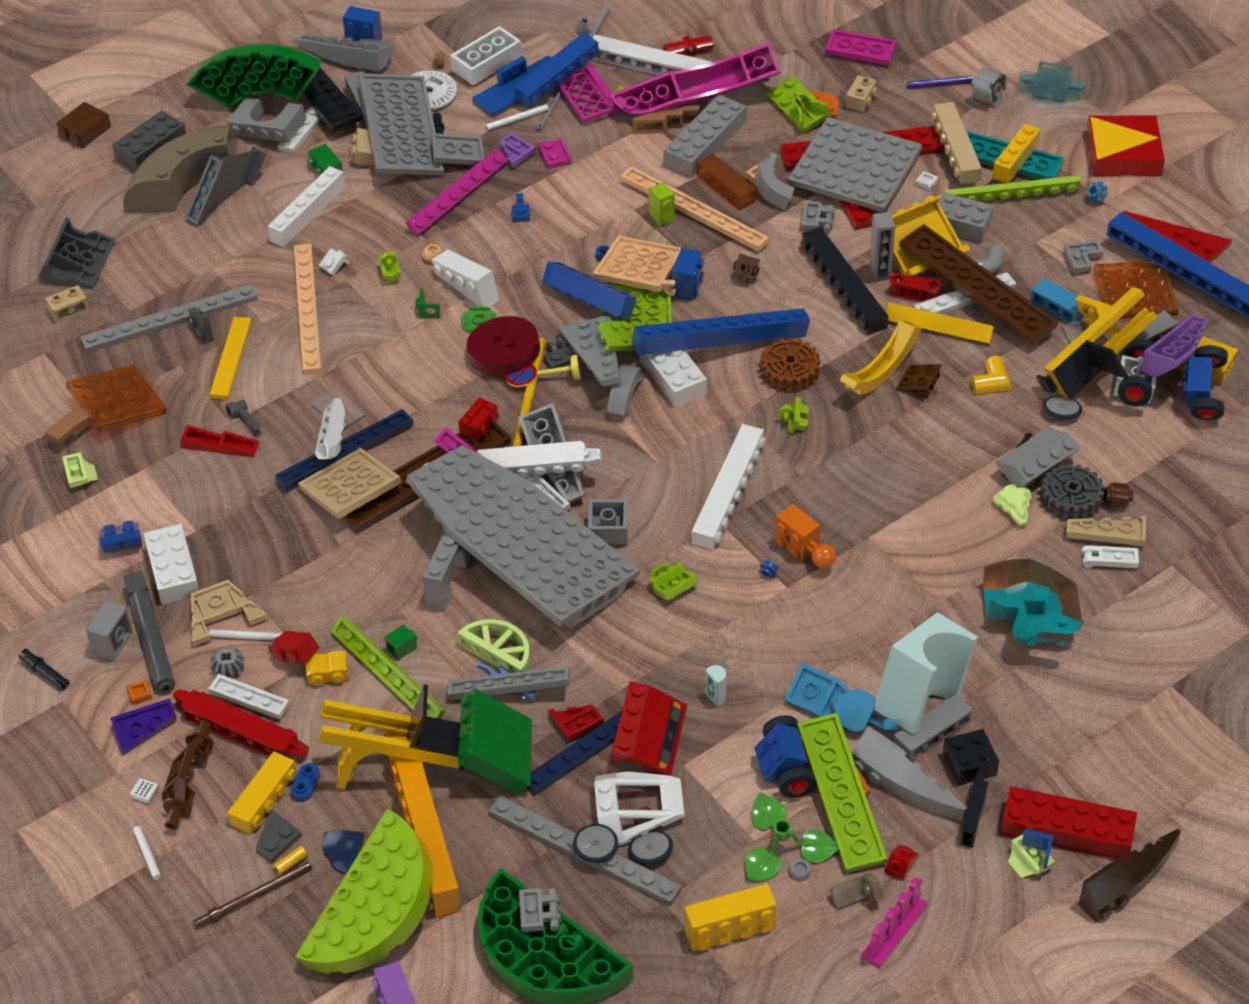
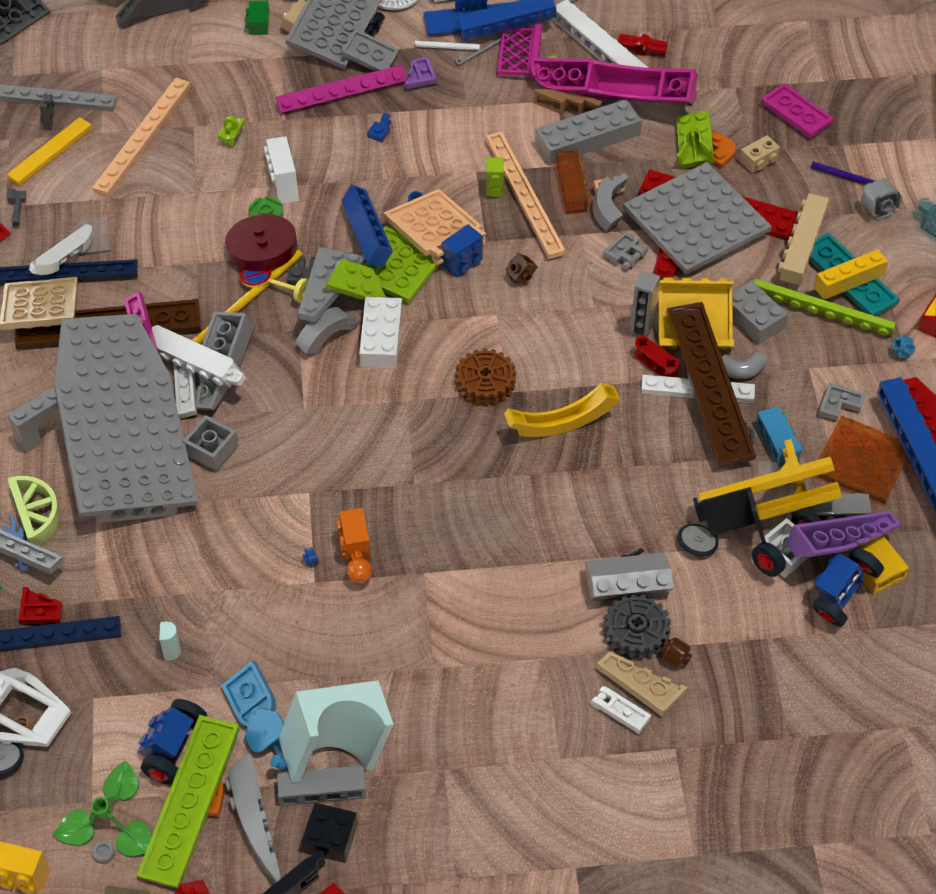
camera: 30 degrees right, 5 degrees up
(306, 206) = (211, 48): white brick -> none
(333, 261) = (194, 104): white bracket -> none
(422, 306) = (229, 176): green bracket -> none
(431, 252) = (277, 131): light nougat plate -> none
(478, 419) = (182, 297): red brick -> none
(554, 153) = (451, 91): dark pink plate -> none
(649, 729) = (82, 650): red piece -> none
(671, 580) = (220, 524): lime slope -> none
(720, 331) = (441, 317): blue brick -> none
(728, 487) = (338, 462): white brick -> none
(793, 415) = (447, 433): lime hips -> none
(844, 281) = (598, 322): black brick -> none
(920, 378) = (590, 447): reddish brown hinge -> none
(926, 181) = (754, 262): white tile -> none
(941, 323) = (651, 403): yellow tile -> none
(995, 380) = (660, 483): yellow brick -> none
(1014, 502) = (576, 609): yellowish green rock -> none
(1033, 597) = (506, 715): piece -> none

